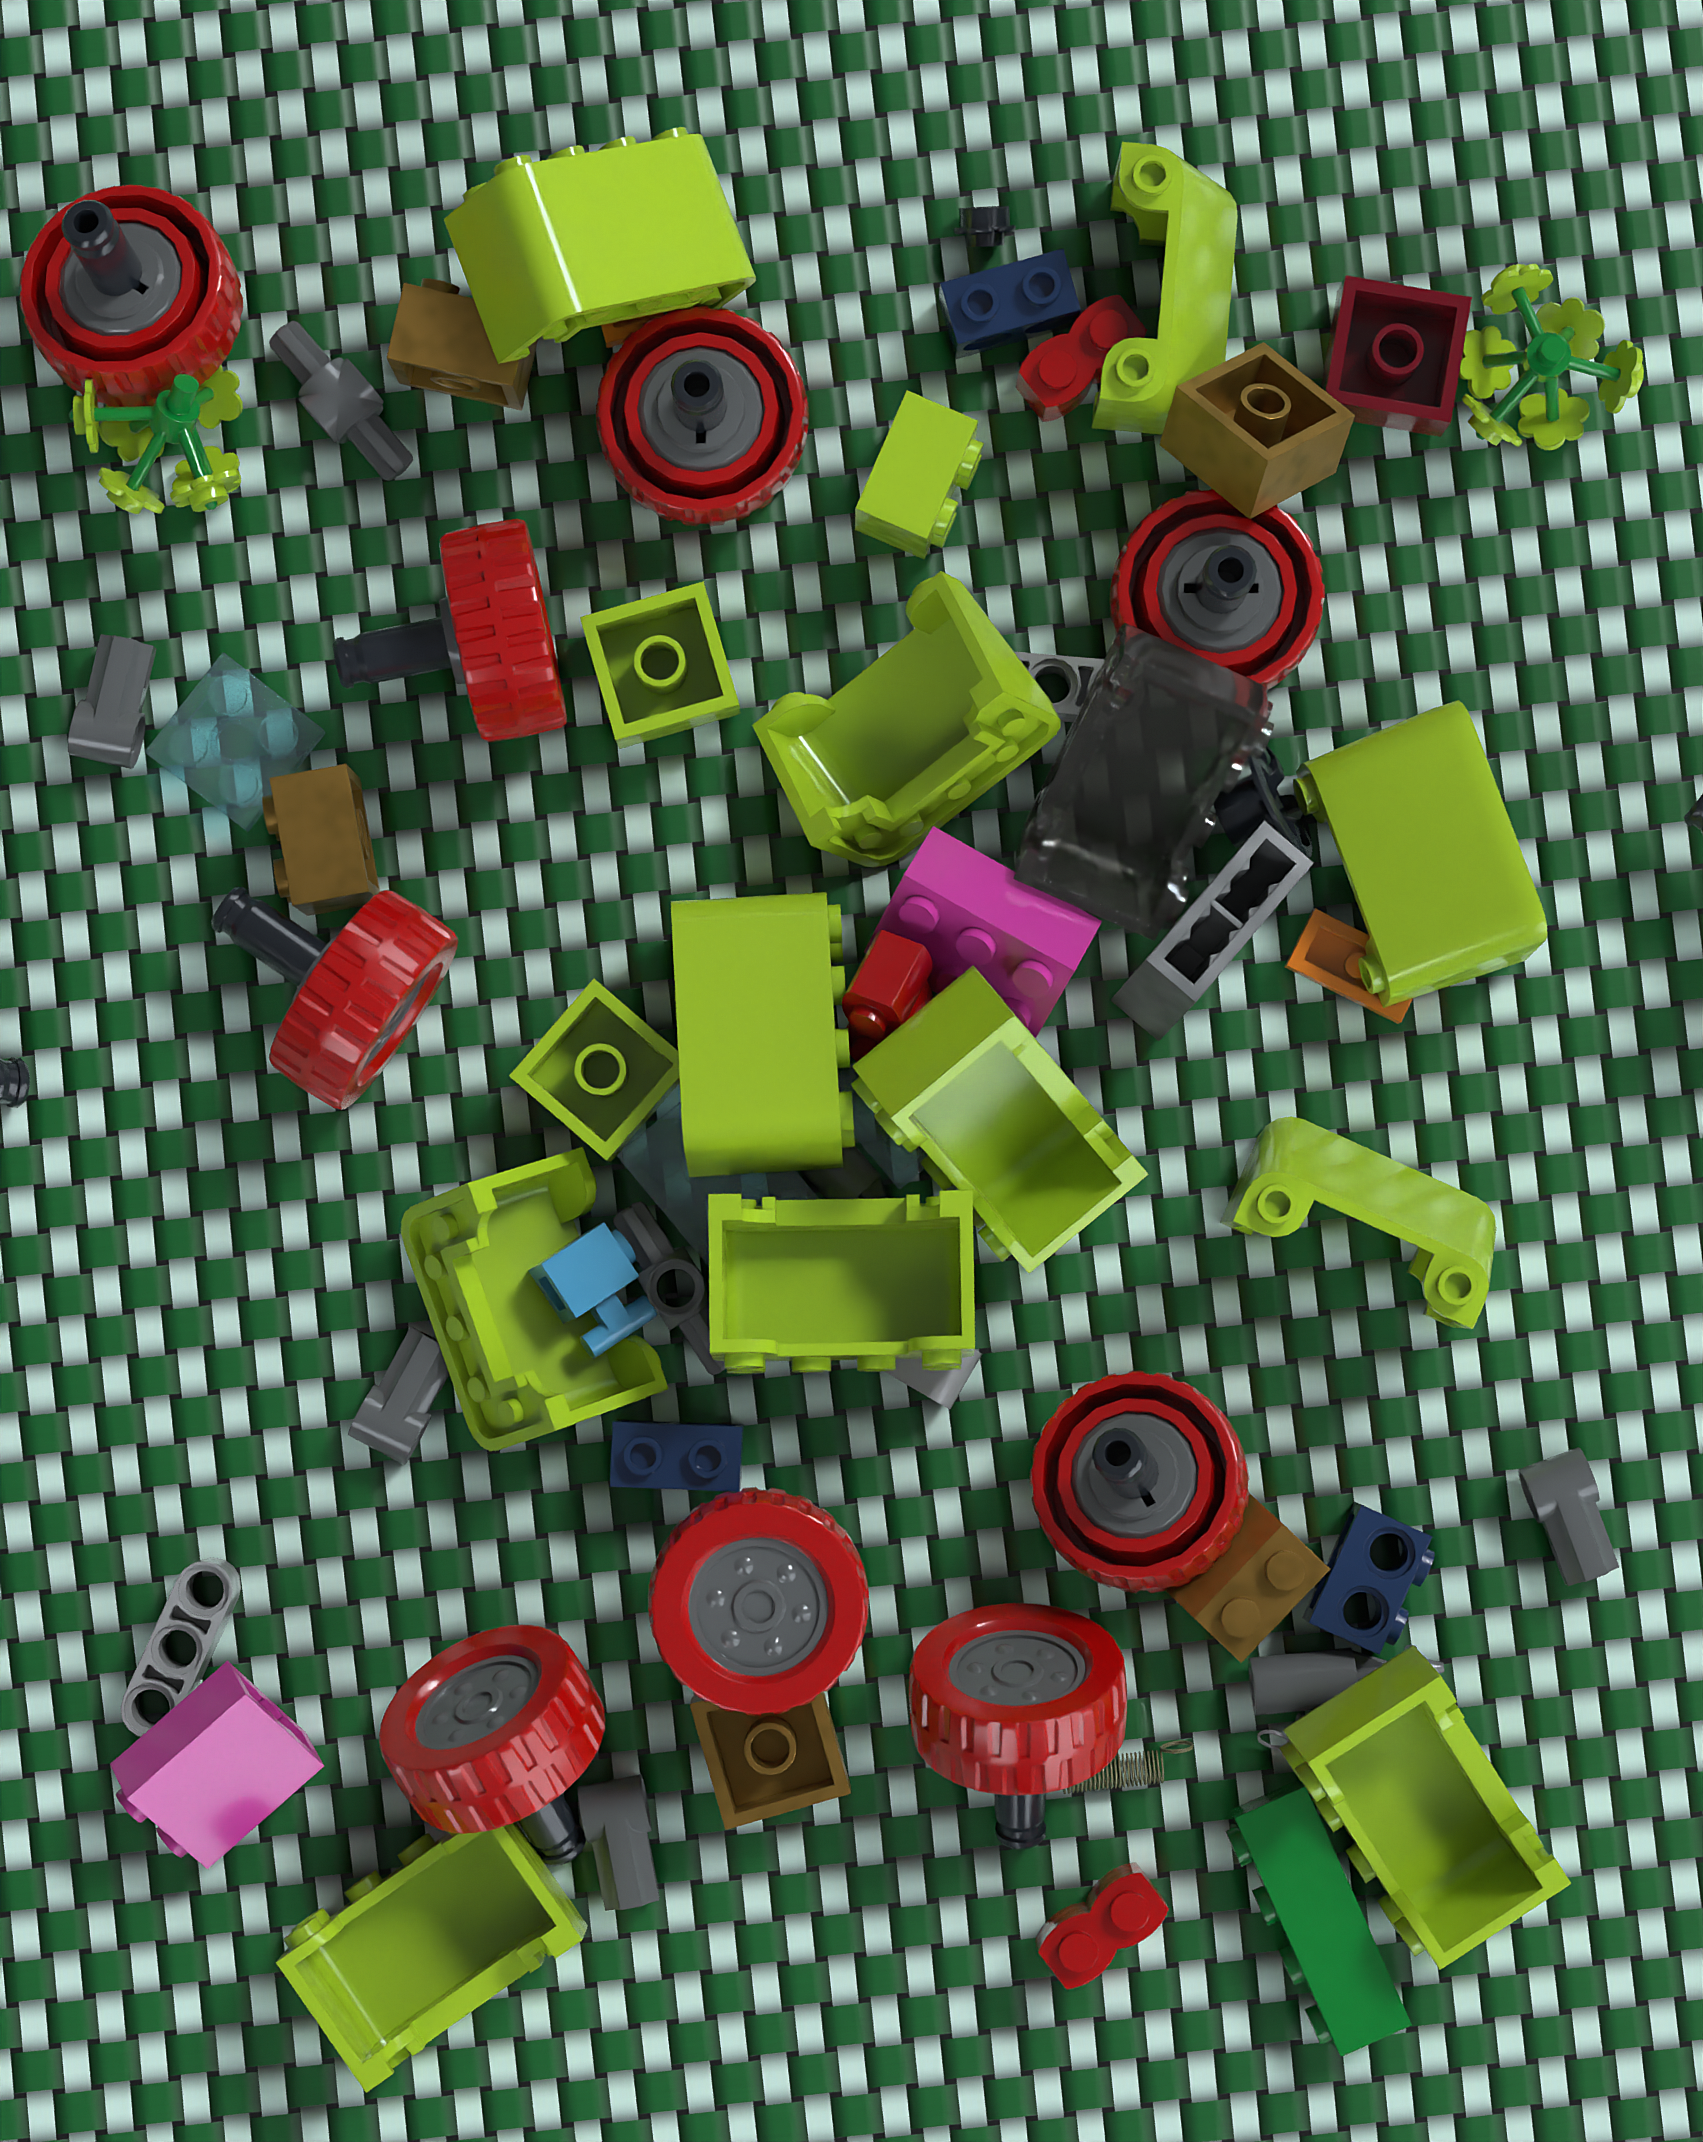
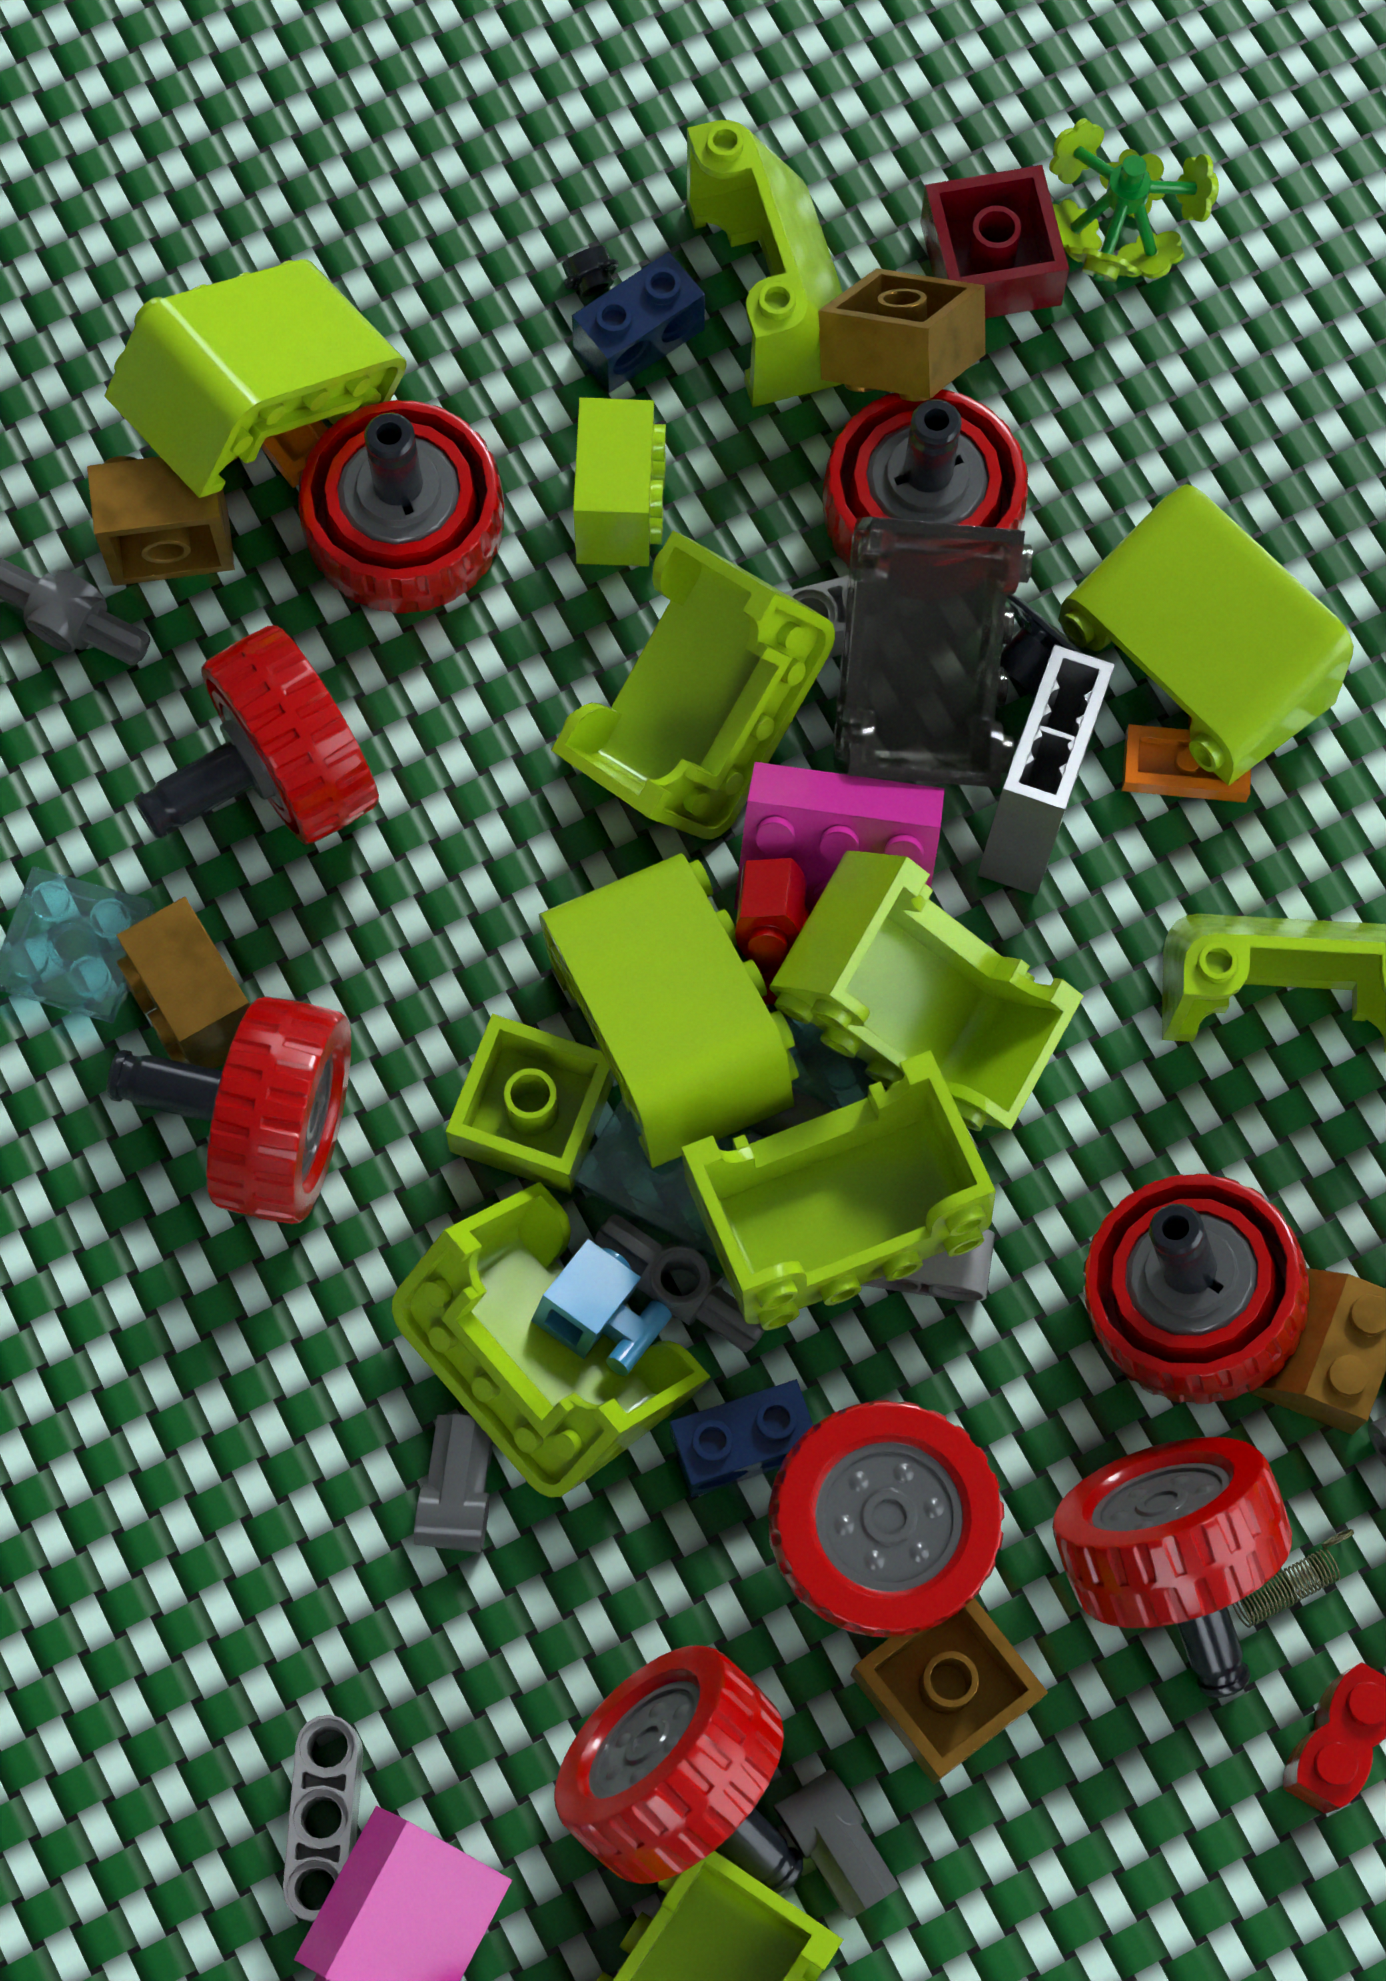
camera: 20 degrees left, 15 degrees down
(660, 665) = (446, 726): lime brick -> none
(1064, 367) = (713, 348): red brick -> none

